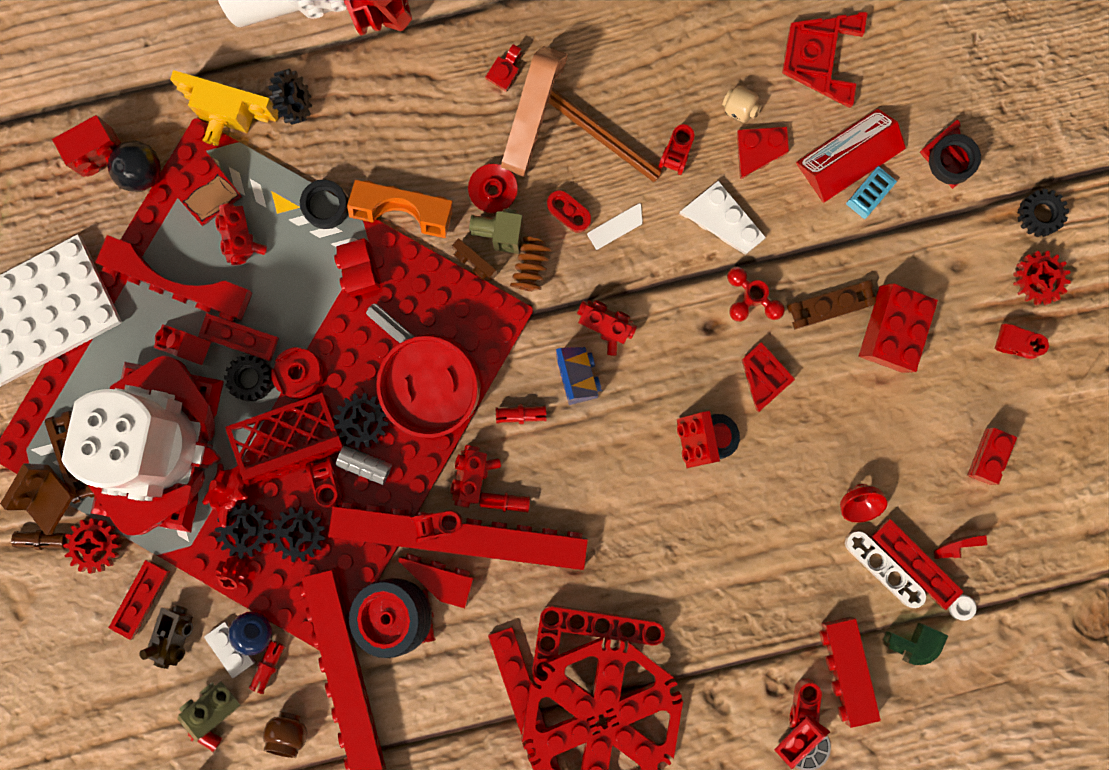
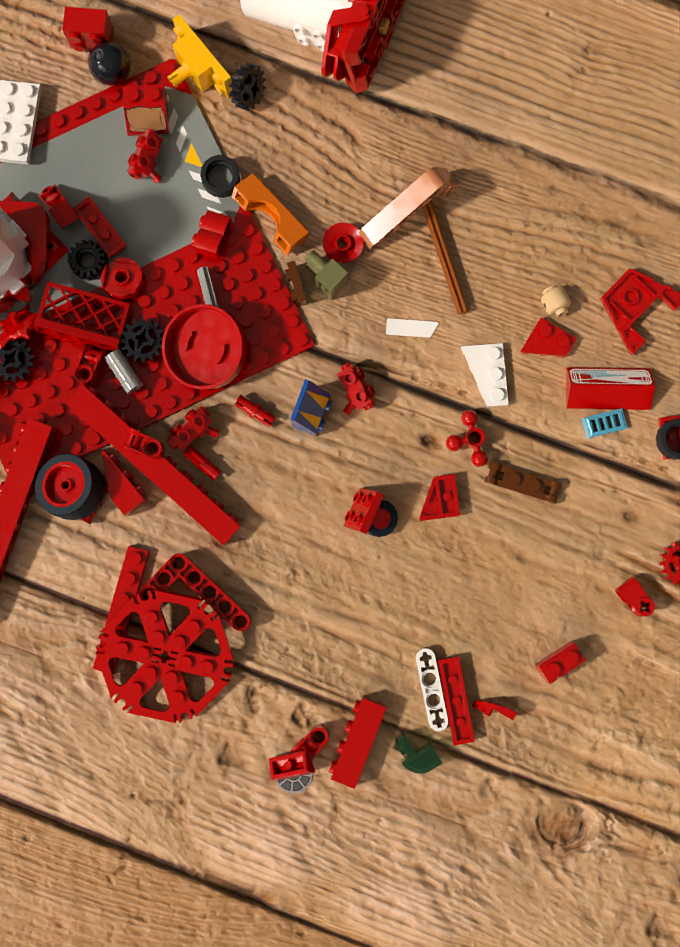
camera: 30 degrees right, 0 degrees up
(126, 259) = (59, 121): red arch -> none
(300, 524) = (41, 394): black gear -> none
(504, 71) = (407, 168): red plate -> none
(530, 264) = (332, 313): dark orange piece -> none
(569, 212) = (384, 295): red plate -> none
(677, 153) = (486, 305): red piece -> none
(864, 507) = (445, 636): red piece -> none
(898, 328) = (556, 529): red brick -> none
(963, 608) = (467, 753): white tile -> none

